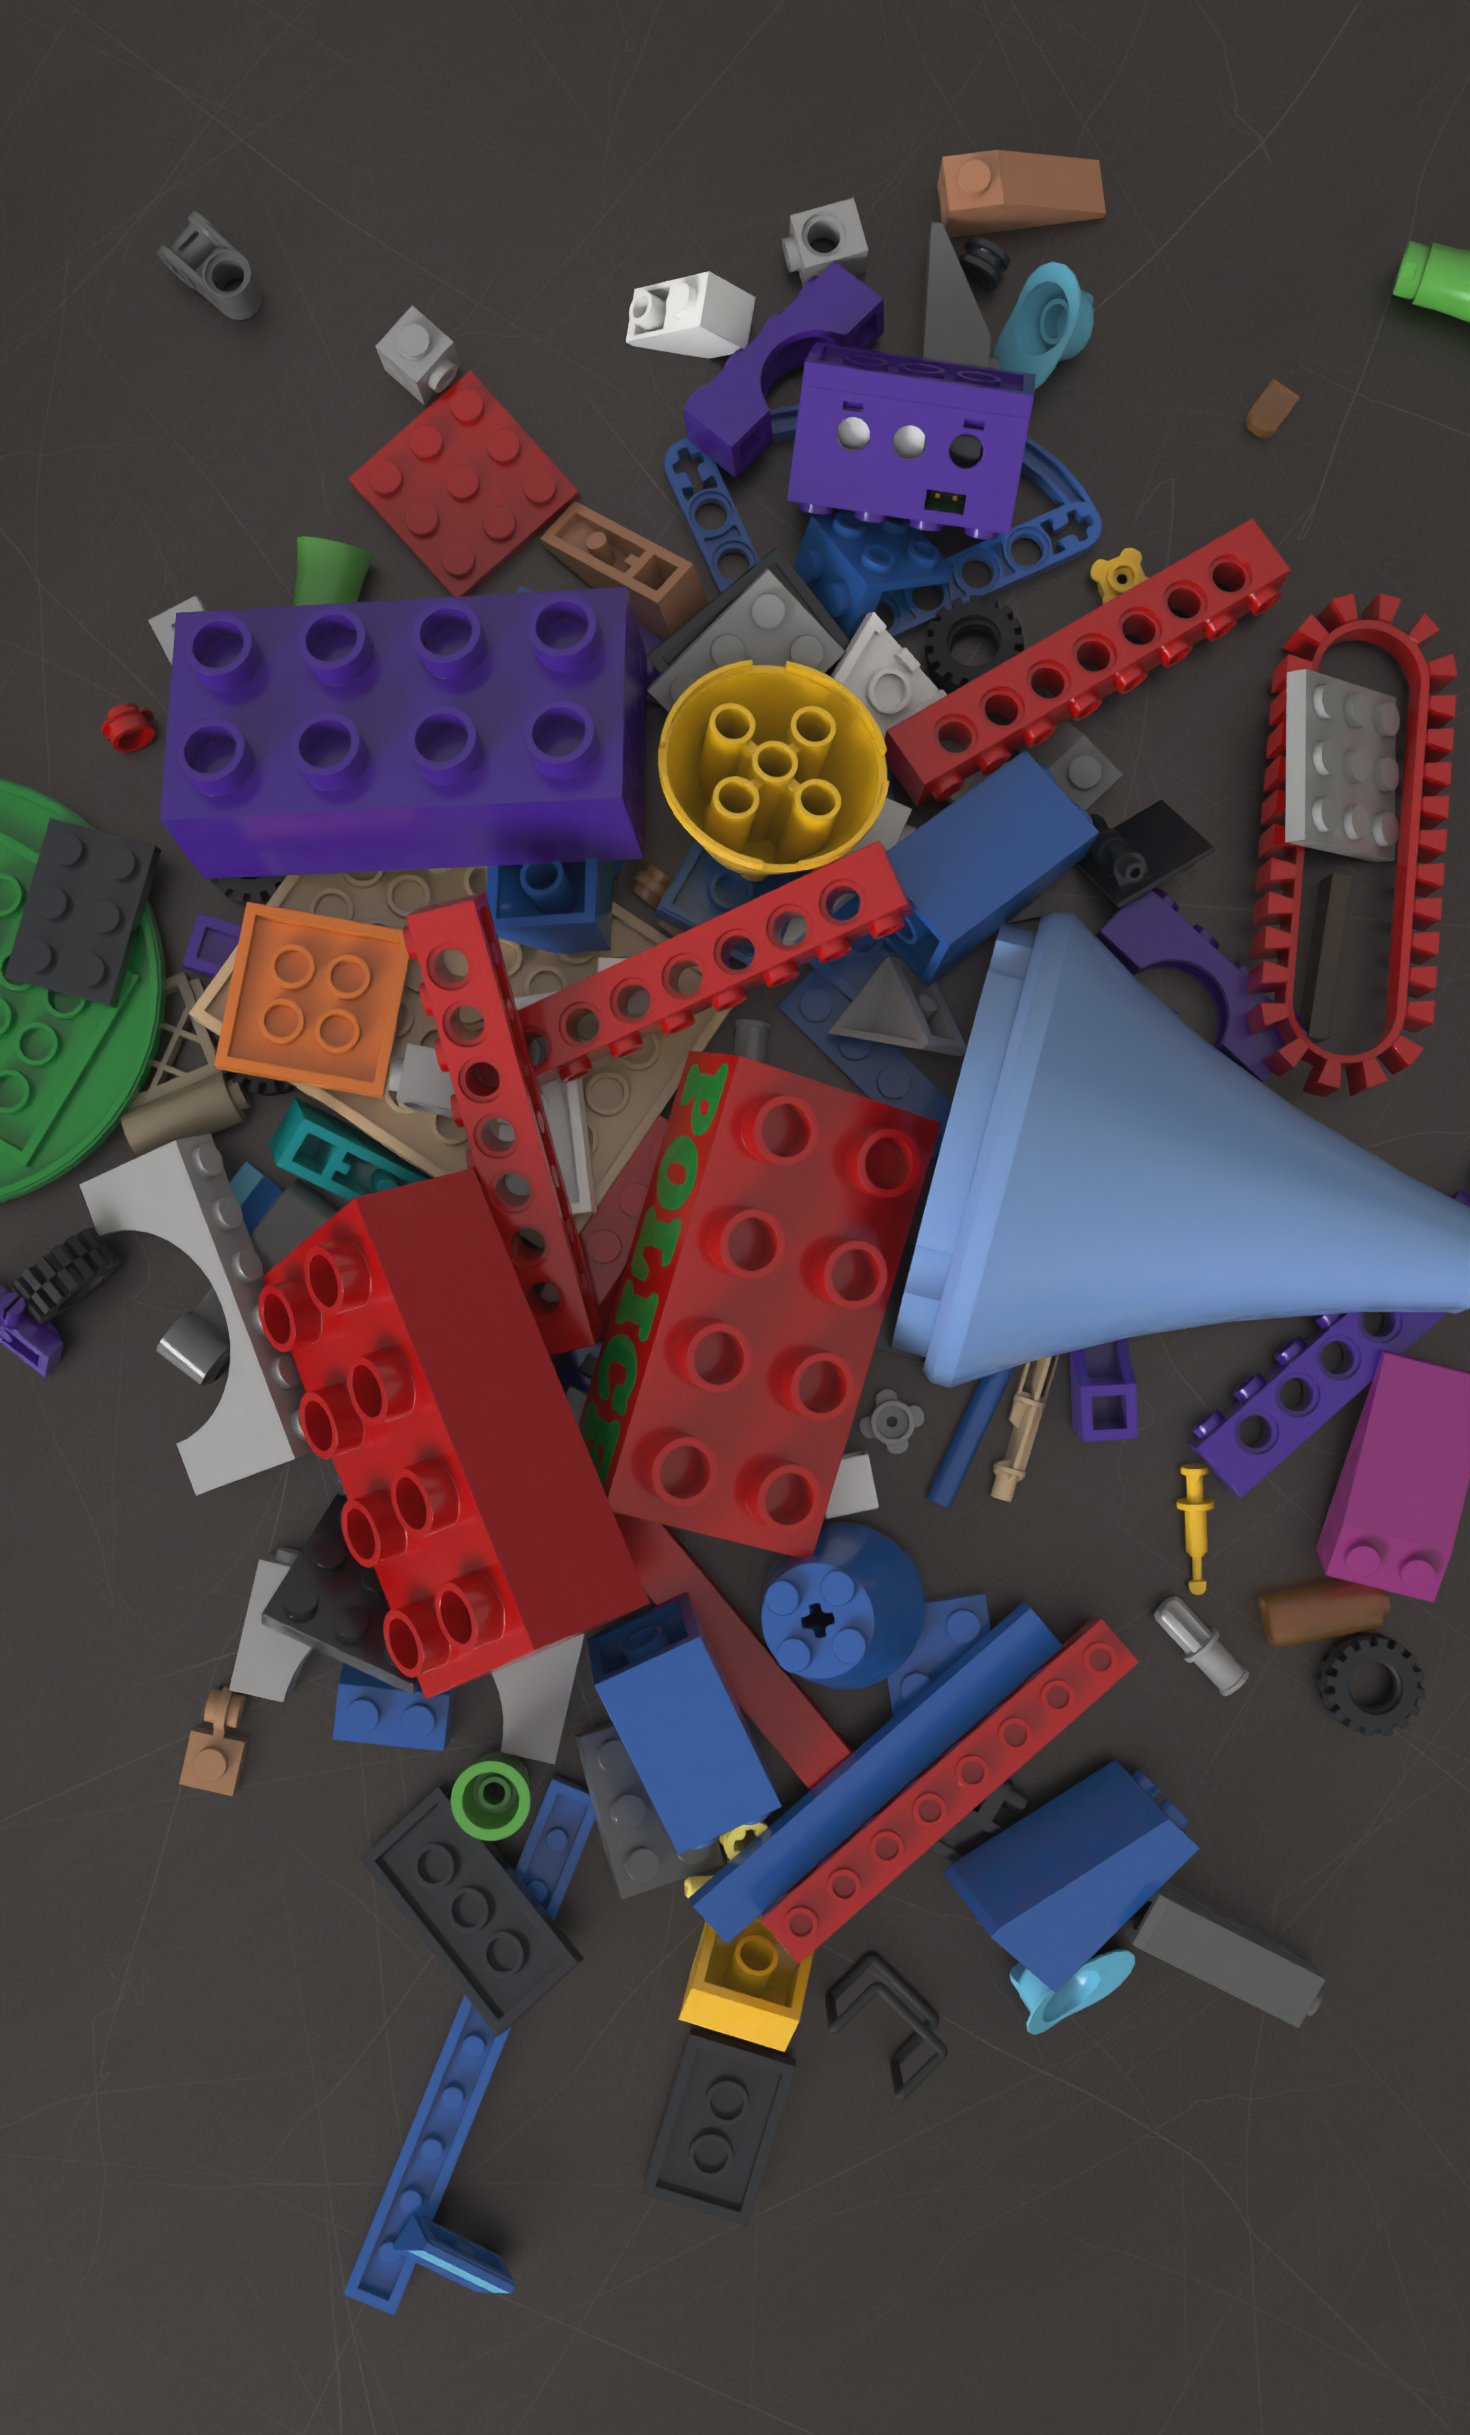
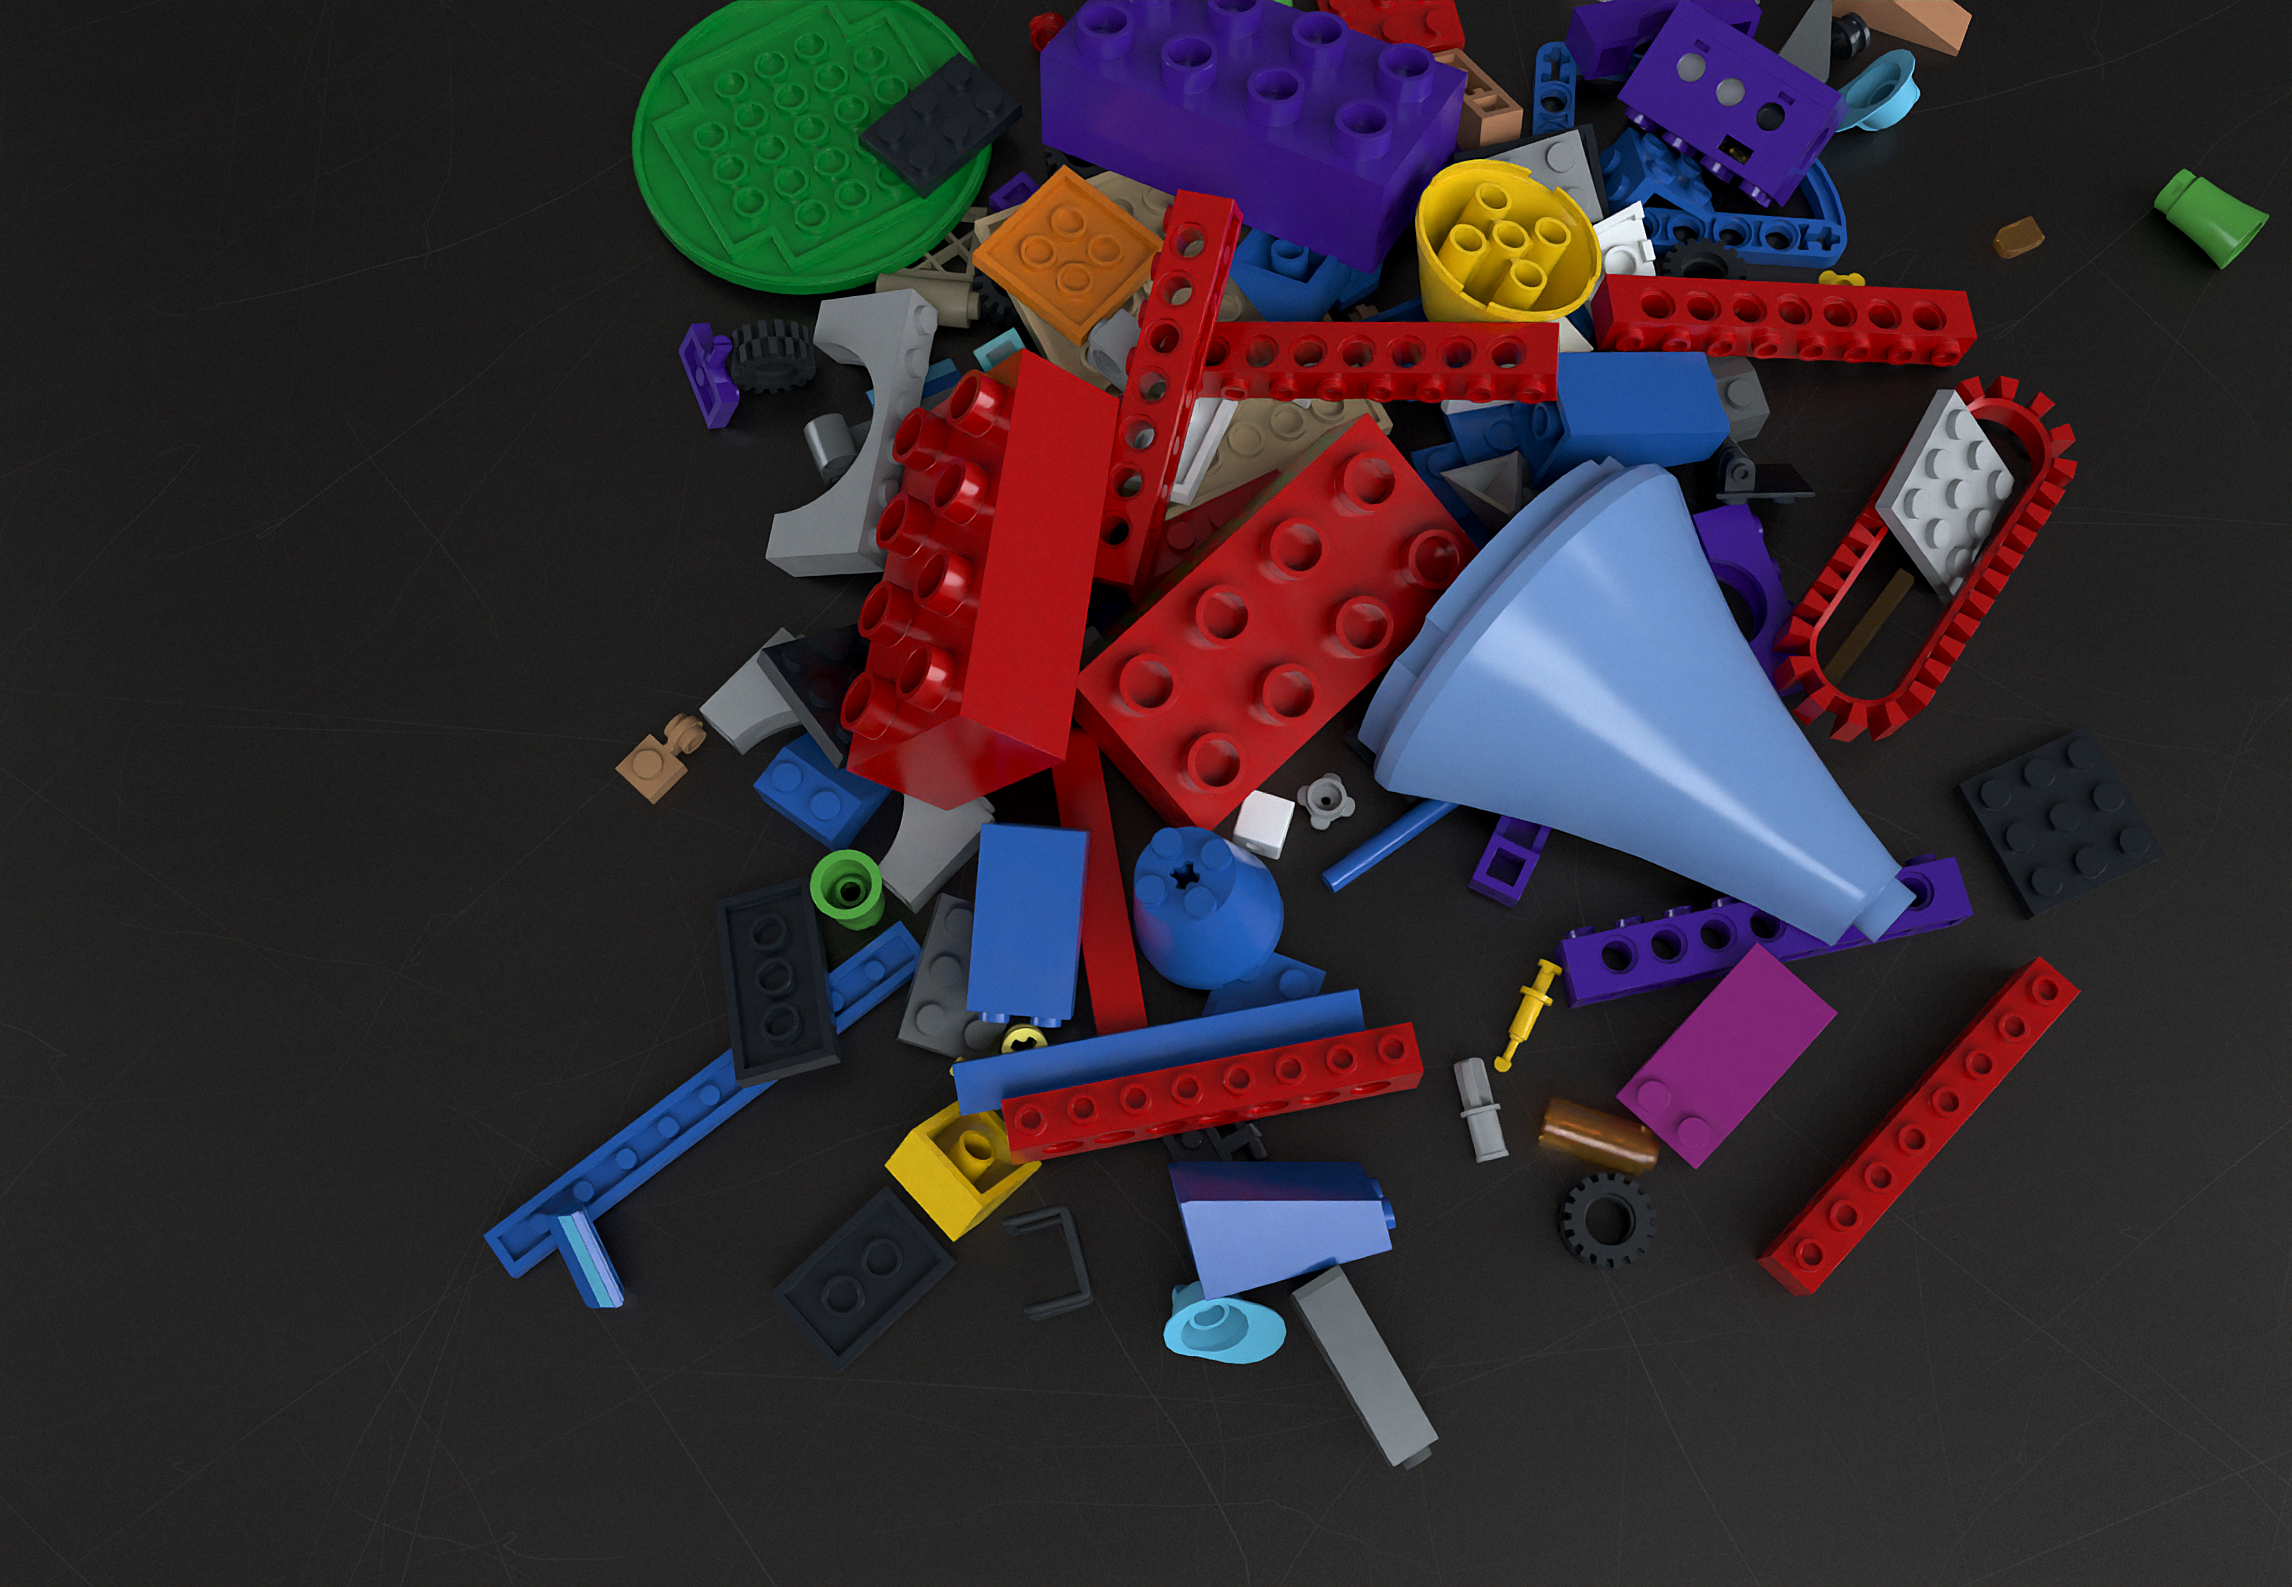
camera: 30 degrees right, 15 degrees down
(1026, 1418) = (1434, 855): tan piece -> none

